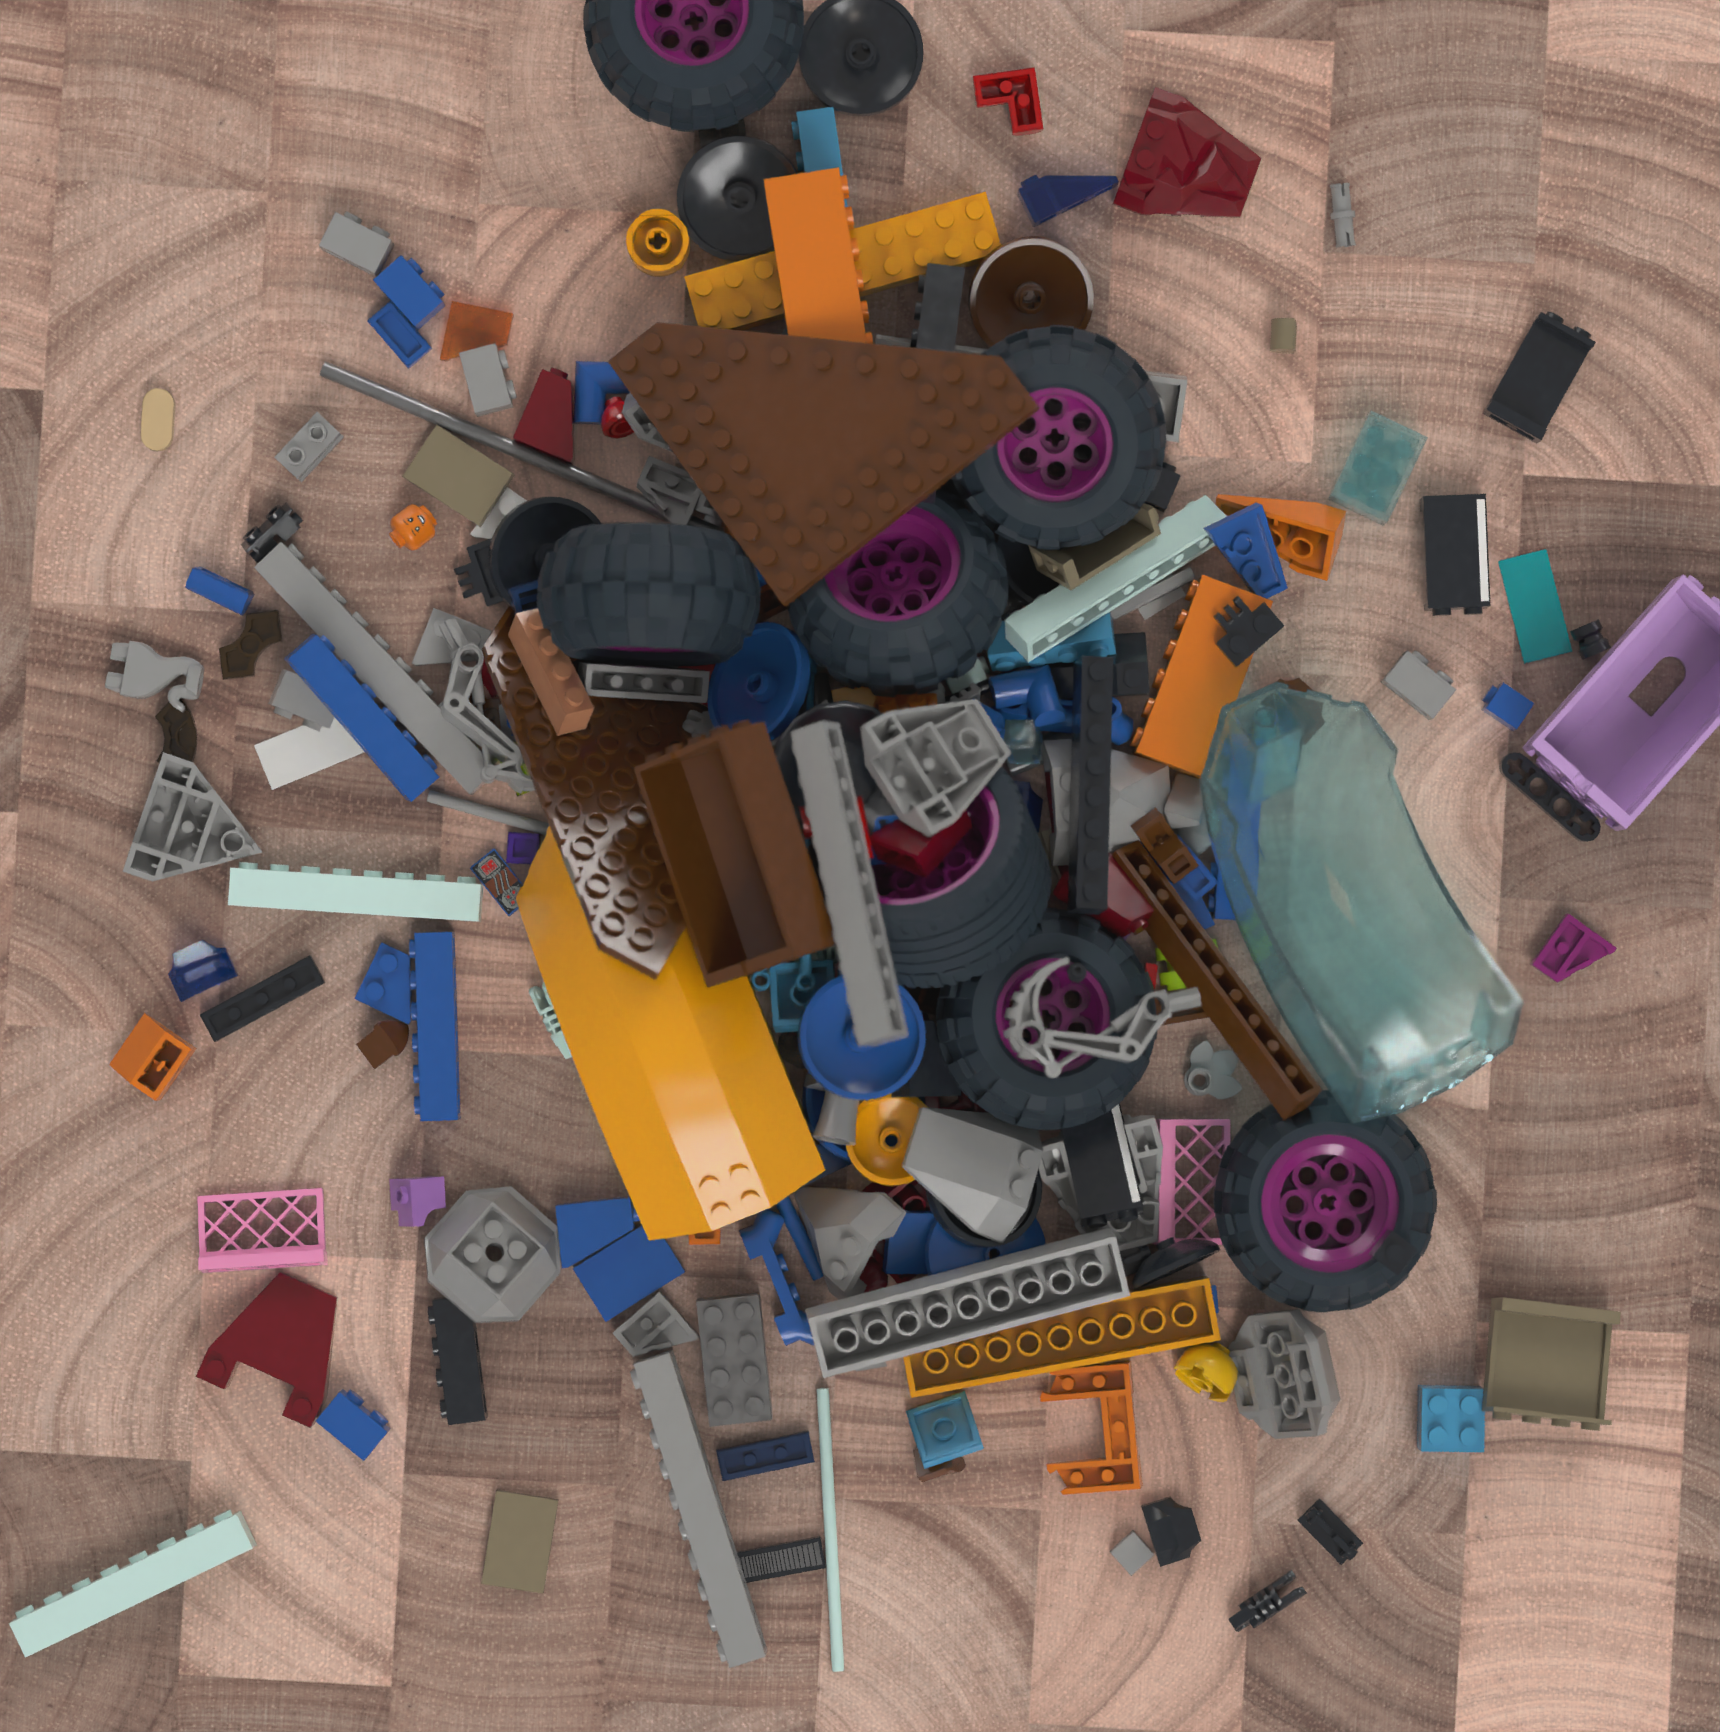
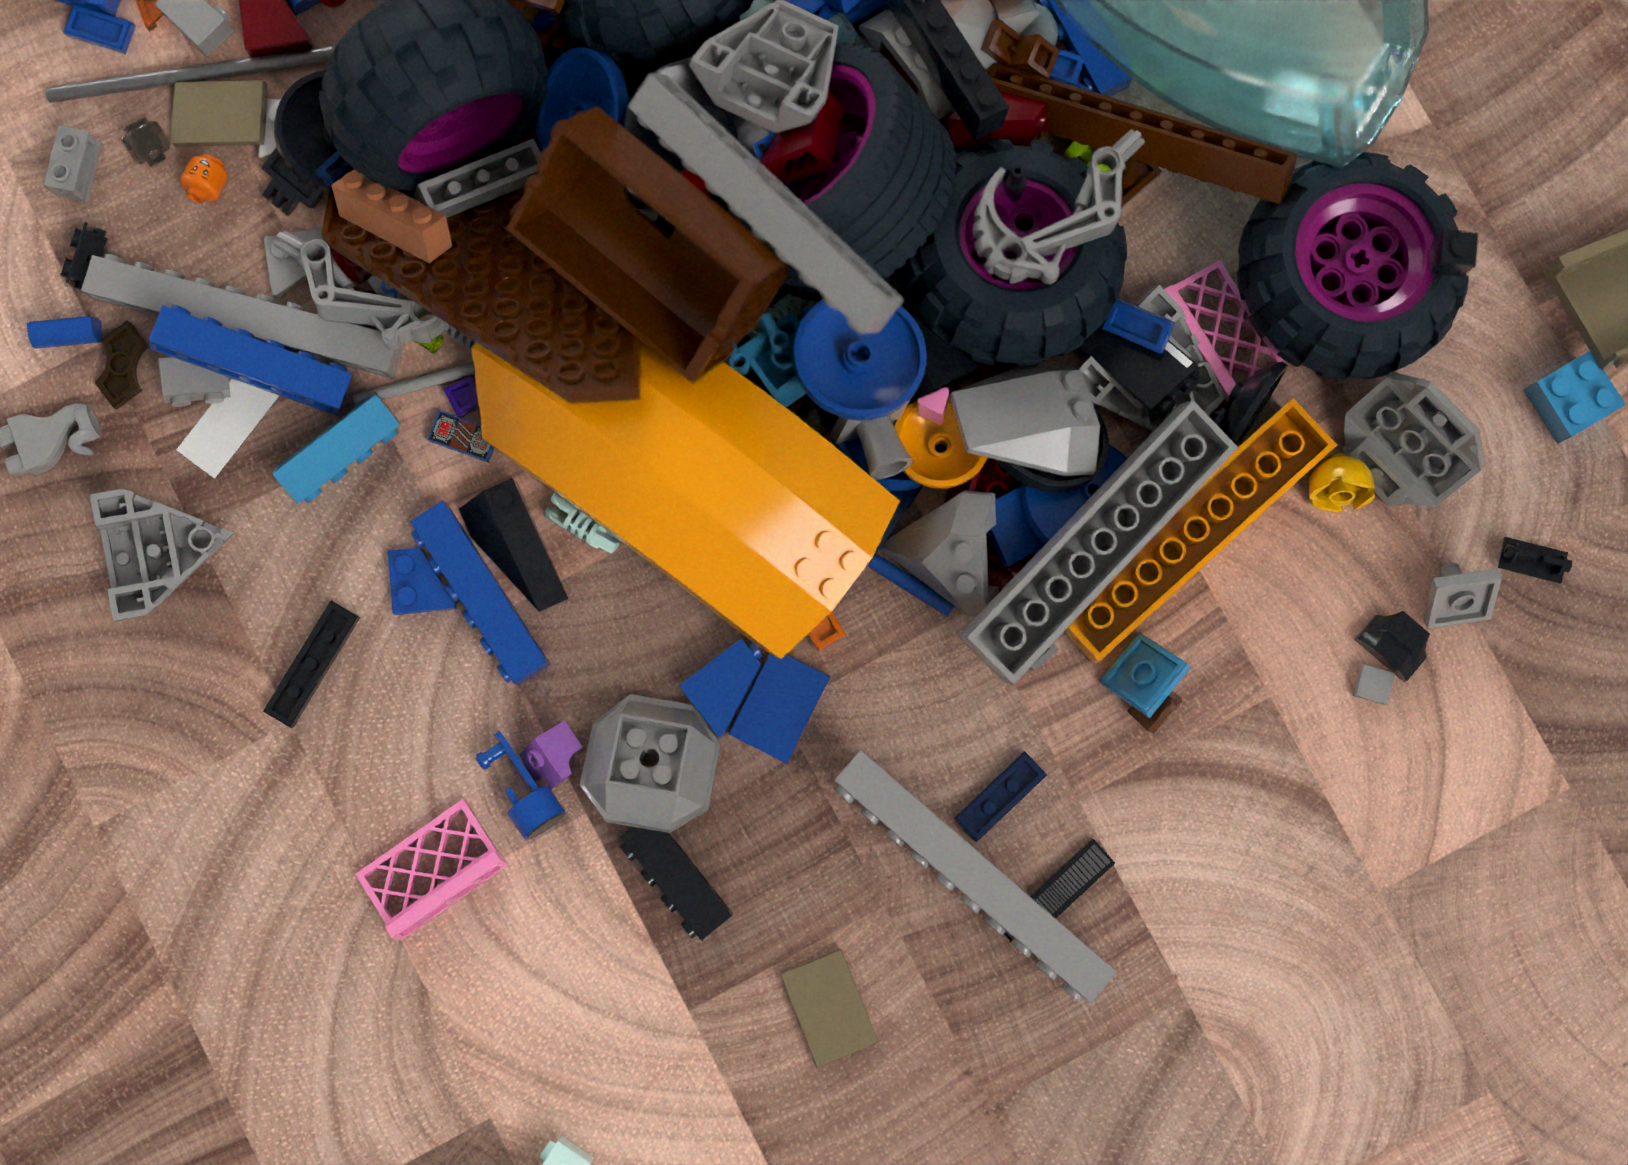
camera: 30 degrees left, 5 degrees down
(152, 1057) = (242, 773): orange slope -> none
(178, 731) = (98, 473): dark brown tile -> none
(200, 969) = (239, 671): clear blue slope -> none
(284, 1335) = (505, 951): dark red wedge -> none
(353, 1423) = (616, 992): blue brick -> none
(355, 894) = (338, 522): light aqua brick -> none
(377, 1237) = (535, 811): none -> blue piece
(382, 464) = (146, 142): none -> clear smoke head
(384, 1041) = (441, 636): reddish brown tile -> none
(389, 831) = (336, 448): none -> dark azure brick
(490, 993) = (508, 534): none -> black wedge
(654, 1328) = (833, 742): light grey wing -> none
(734, 1359) = (921, 726): flat silver brick -> none
(760, 1240) = (879, 607): blue plate -> none
(830, 1529) = (1098, 828): light aqua piece -> none
(903, 1108) = (934, 405): none -> bright pink slope
(1116, 1142) = (1139, 325): none -> blue tile
(1122, 1463) = (1317, 611): orange wedge -> none
(1216, 1069) = (1181, 226): light grey plate -> none
(1246, 1525) = (1461, 597): none -> light grey tile
(1266, 1603) = (1519, 656): black hinge -> none

